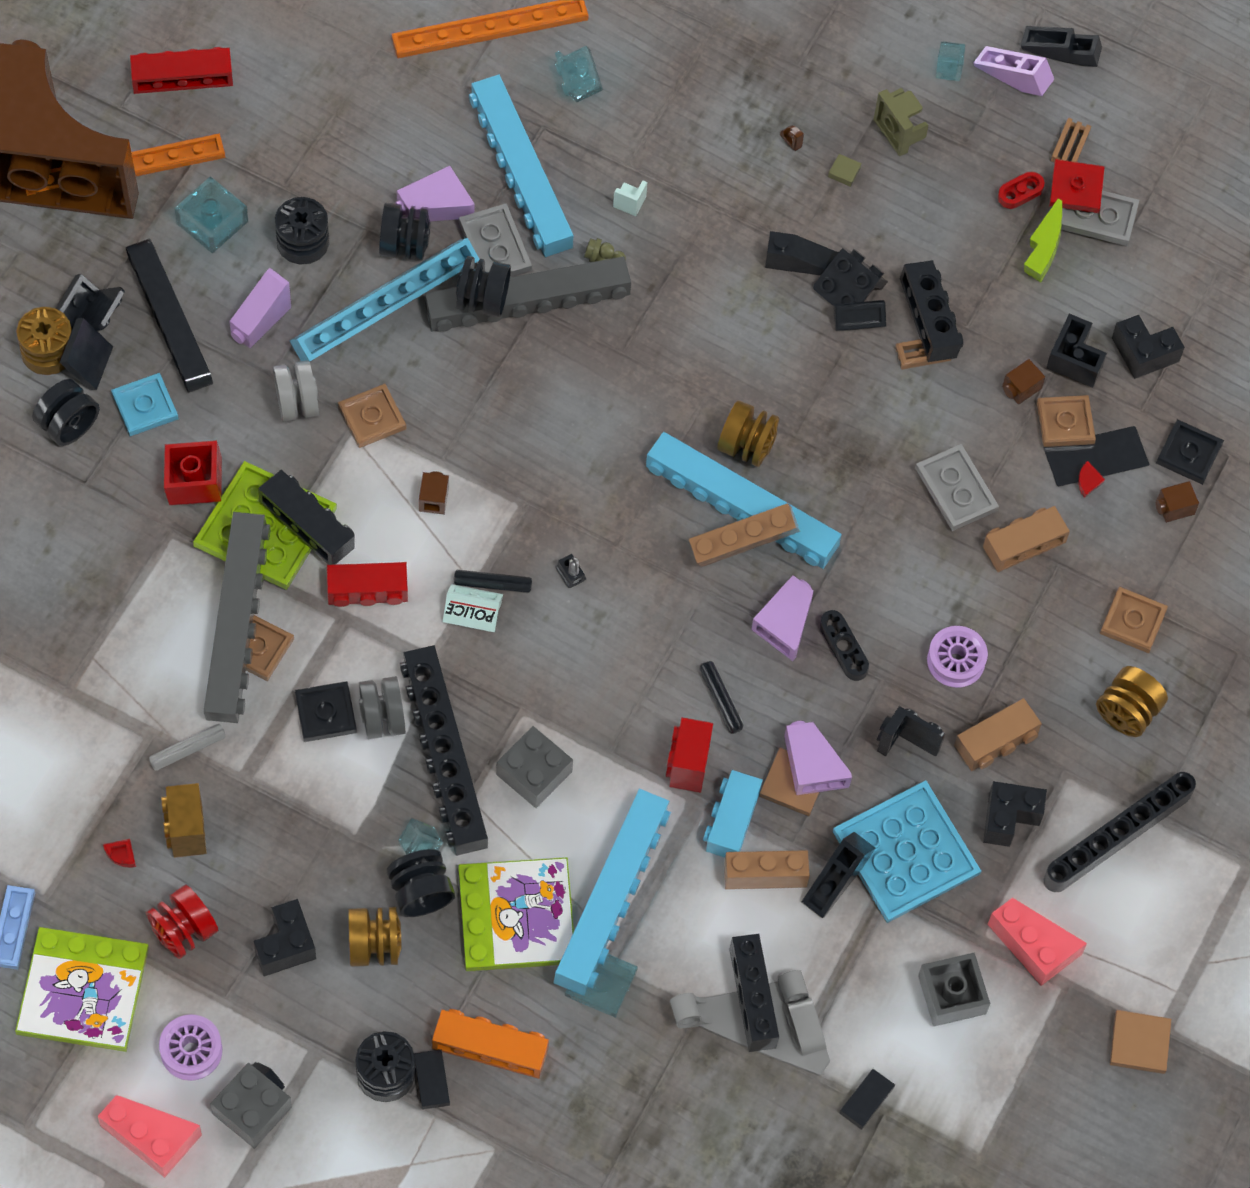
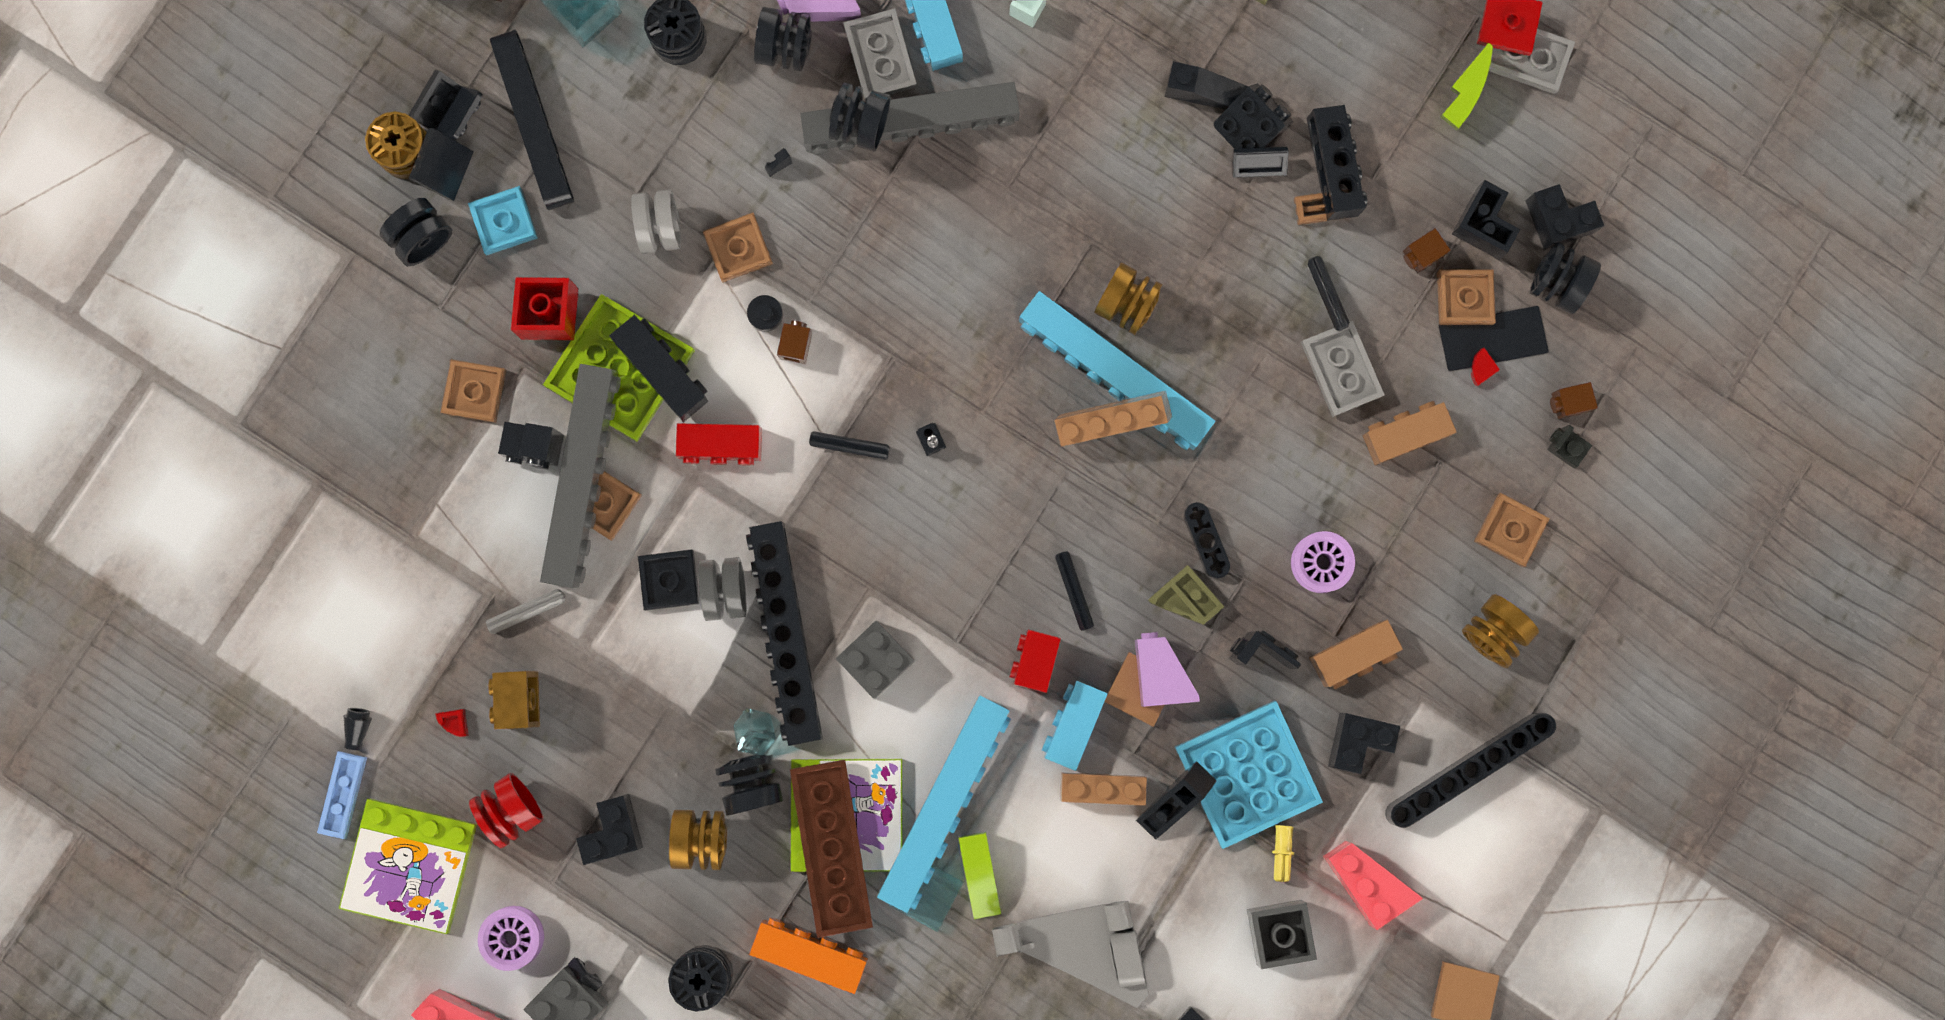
camera: 10 degrees right, 20 degrees up
(25, 860) = (355, 727): none -> black cone
(124, 554) = (473, 391): none -> medium nougat tile
(186, 593) = (532, 443): none -> black brick
(261, 309) = (626, 122): lavender slope -> none
(383, 301) = (757, 118): medium azure brick -> none
(402, 470) = (765, 313): none -> black wheel
(409, 339) = (782, 161): none -> black tile
(432, 1079) = (748, 986): black tile -> none
(472, 607) = (826, 473): light aqua panel -> none
(505, 937) = (831, 848): none -> copper plate
(597, 252) = (993, 72): olive piece -> none
(653, 957) = (979, 875): none -> lime slope
(754, 992) = (1078, 923): black brick -> none
(785, 617) = (1149, 507): lavender slope -> none
(831, 695) = (1187, 597): none -> olive wing
(936, 422) = (1328, 293): none -> black axle
(947, 919) = (1283, 853): none -> light yellow axle
(1019, 191) = (1446, 21): red plate -> none
(1153, 394) = (1568, 280): none -> black wheel
(1177, 542) = (1568, 446): none -> pearl dark grey bracket
(1189, 451) = (1593, 340): black tile -> none

